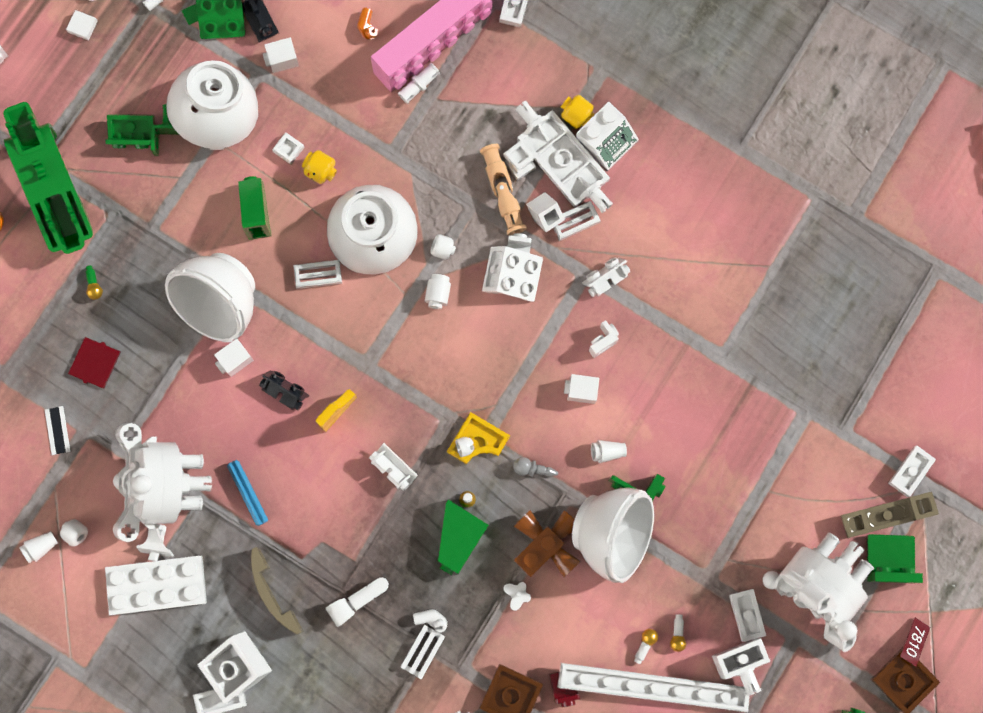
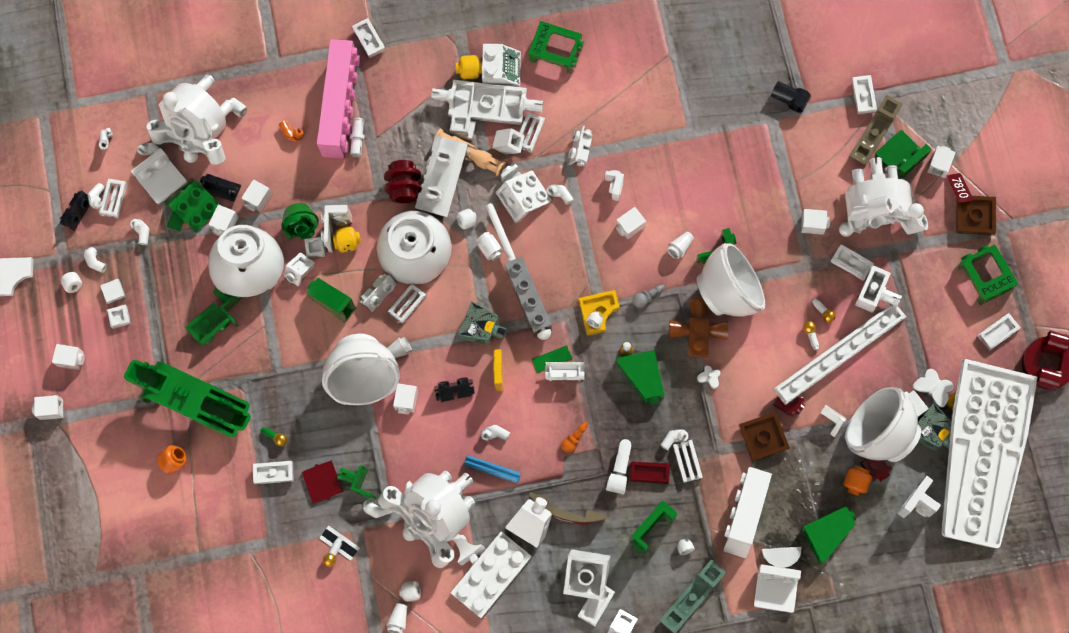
camera: 30 degrees left, 5 degrees down
(34, 437) = (330, 558): none -> piece
(59, 314) = (273, 472): none -> white plate
(65, 52) = (118, 316): none -> white tile
(110, 426) = (374, 510): none -> white arm
(122, 390) = (356, 480): none -> green bracket
(231, 50) = (222, 220): none -> white brick
(231, 574) = (531, 521): none -> white torso
(254, 154) = (298, 268): none -> white bracket
(270, 307) = (400, 348): none -> white cone
(280, 460) = (494, 431): none -> white arm
(294, 112) = (299, 221): none -> green cone
(313, 239) = (384, 286): none -> white hinge
(318, 135) = (333, 215): none -> white bracket
(335, 535) = (568, 445): none -> orange bar
(354, 677) = (662, 510): none -> green window
(360, 355) = (480, 325): none -> torso
(380, 629) = (649, 472): none -> dark red tile
(399, 445) = (559, 355): none -> green sticker
(419, 158) = (403, 181): none -> dark red piece
(432, 353) = (523, 284): none -> light grey piece
(453, 188) = (441, 176): none -> white piece
(549, 299) = (560, 191): none -> white arm
(665, 146) = (541, 40): none -> green window
(750, 545) = (814, 221): none -> white brick
(844, 415) = (795, 98): none -> black piece
(922, 601) = (941, 161): none -> white brick

